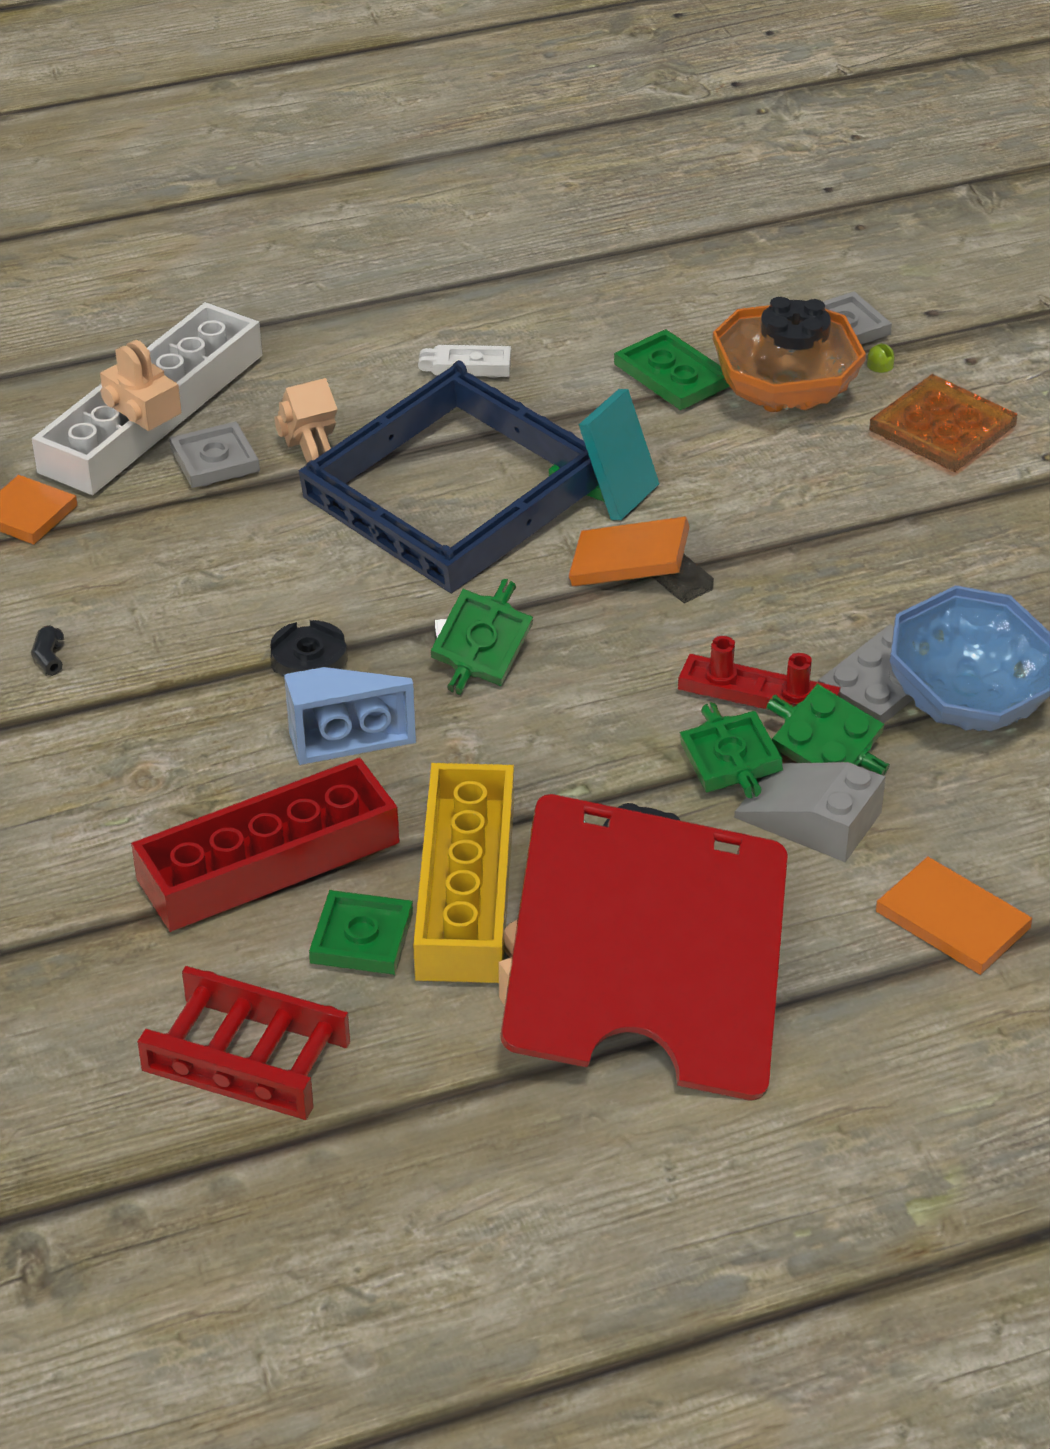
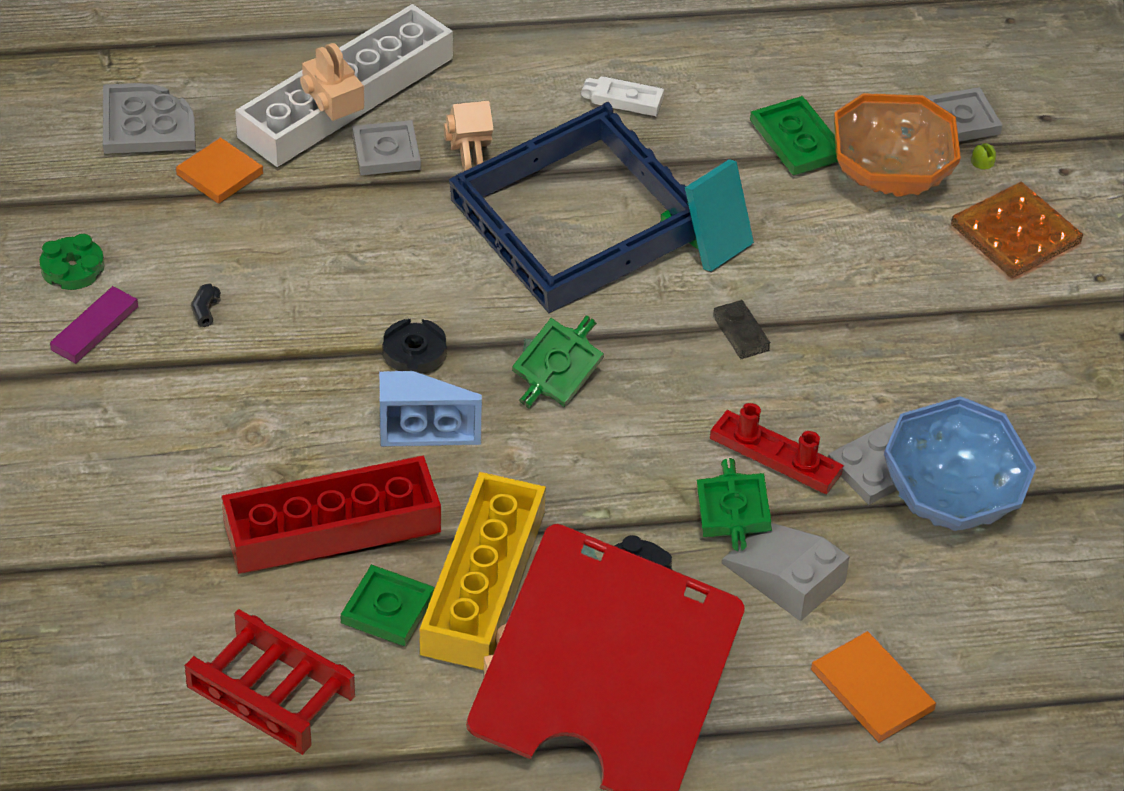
camera: 10 degrees right, 5 degrees up
(629, 551) = (705, 305): orange tile -> none
(795, 323) = (899, 105): black plate -> none
(827, 731) = (819, 504): green plate -> none

